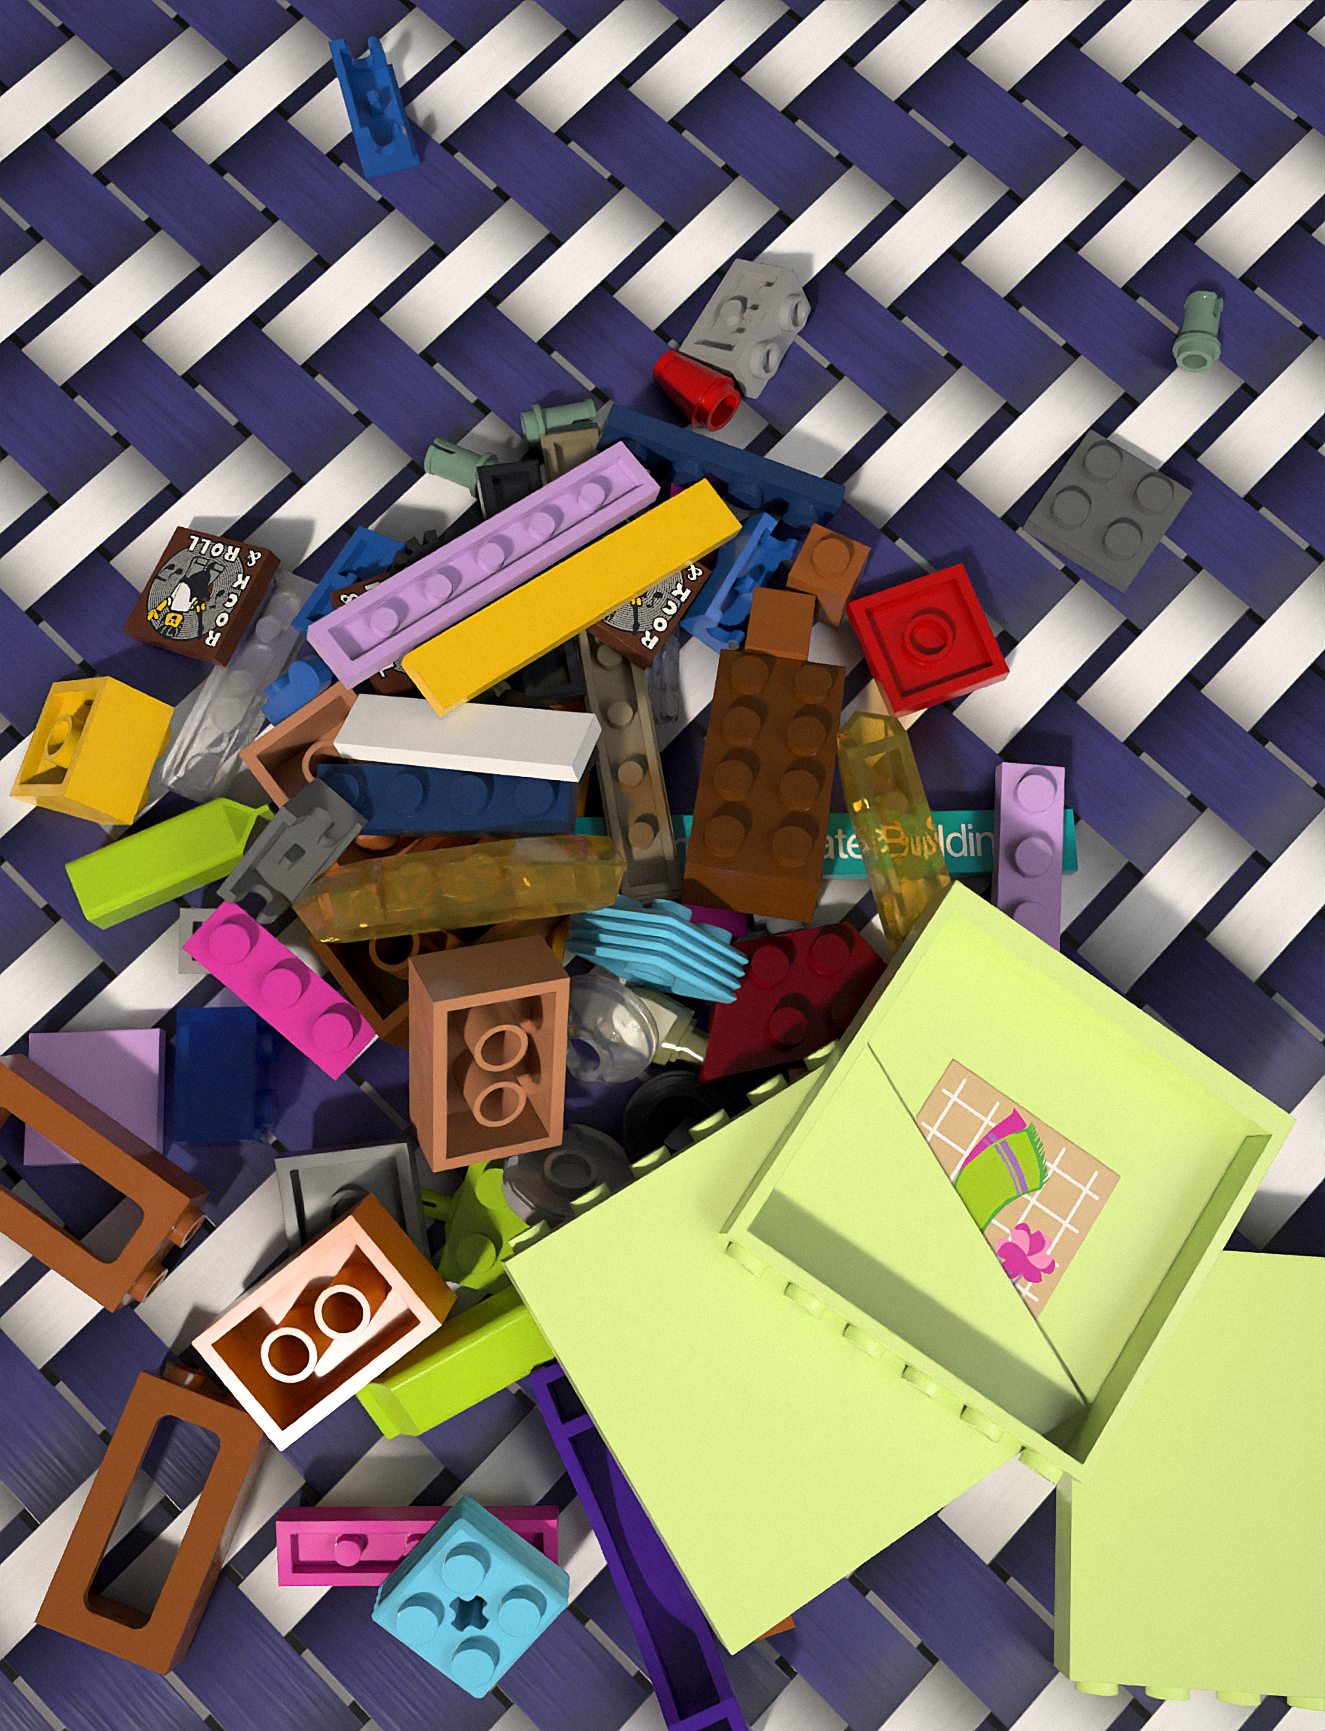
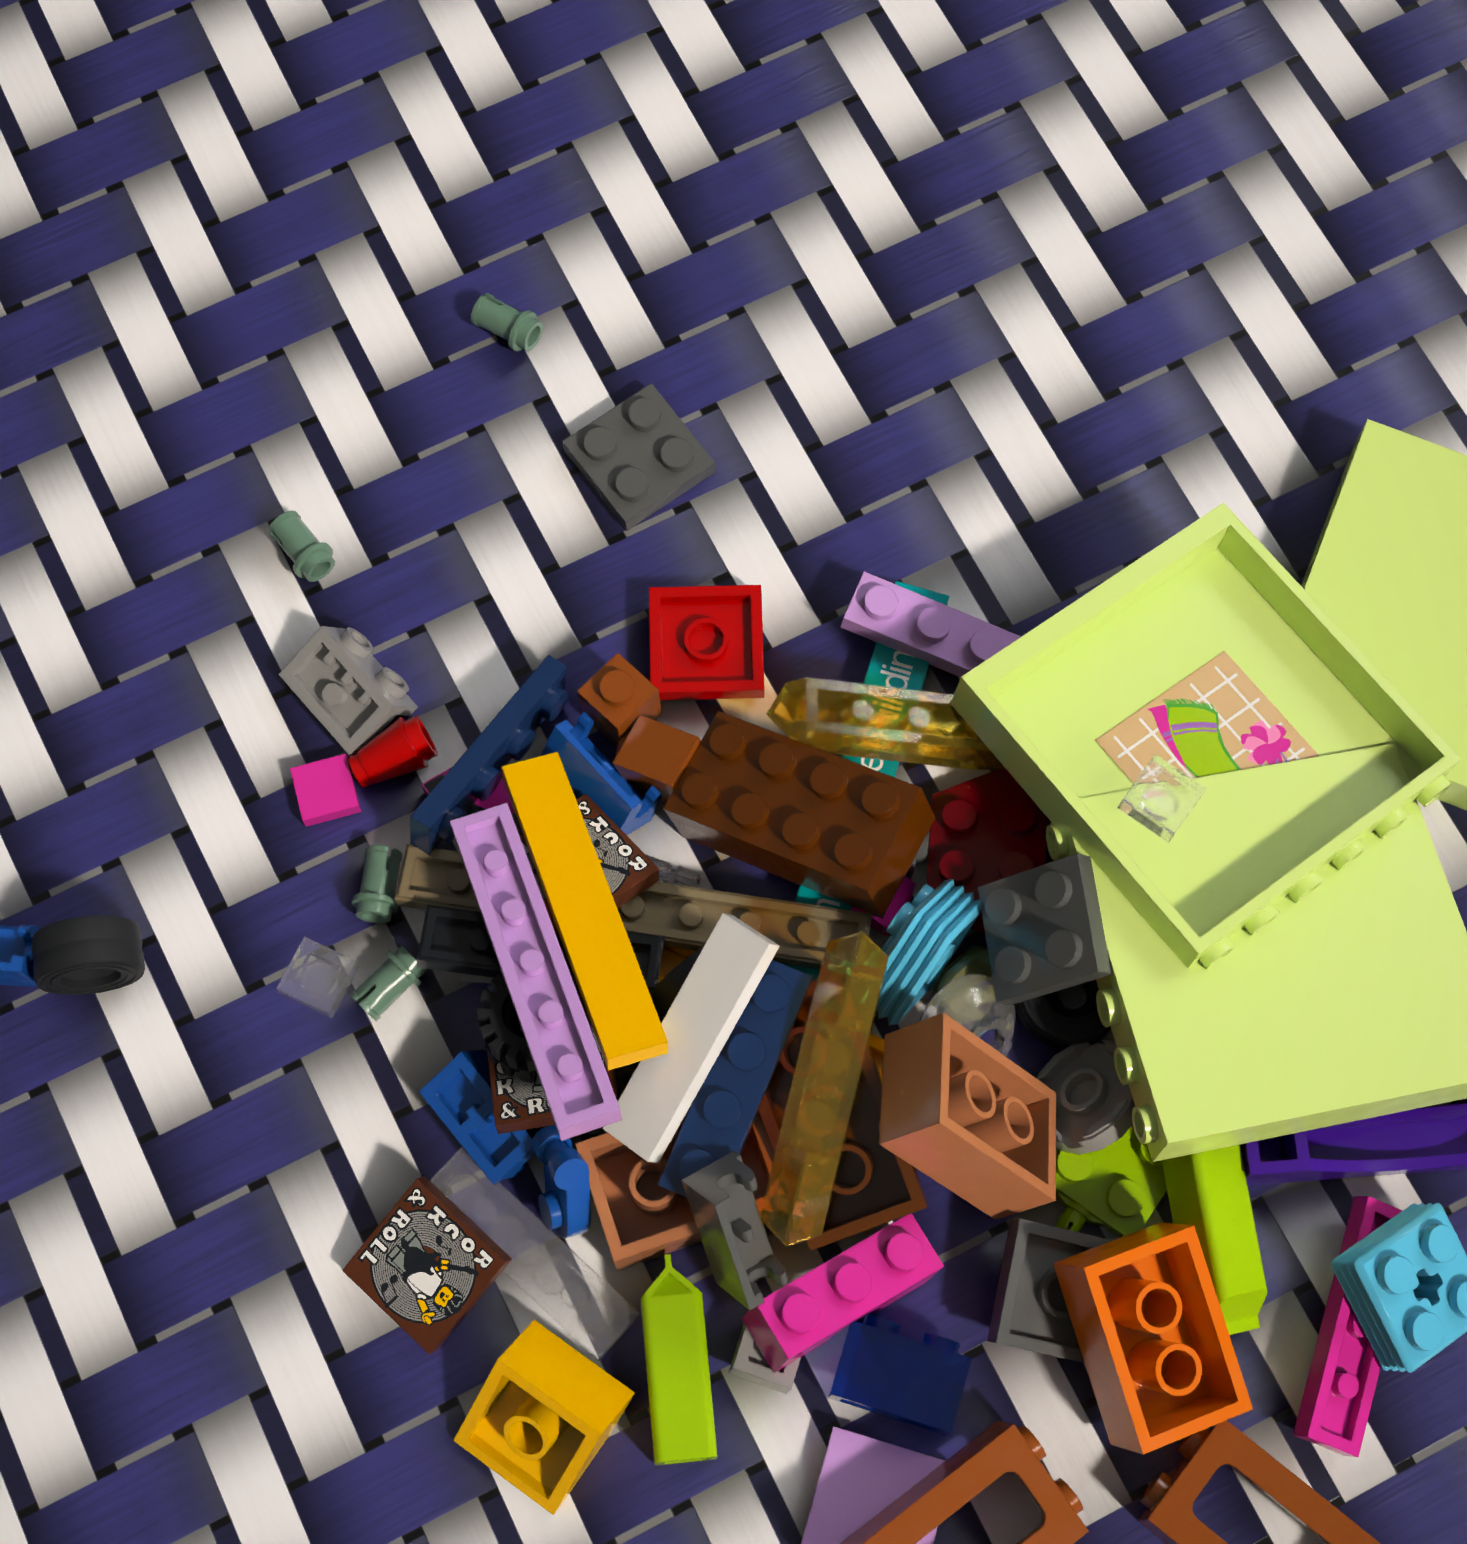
camera: 70 degrees left, 5 degrees down
(393, 192) = (87, 955): none -> black tyre
(448, 403) = (318, 977): none -> clear plate
(636, 344) = (325, 790): none -> dark pink tile
(716, 1068) = (1044, 930): none -> dark grey plate
(868, 244) = (310, 557): none -> sand green pin
(893, 1139) = (1161, 798): none -> clear plate

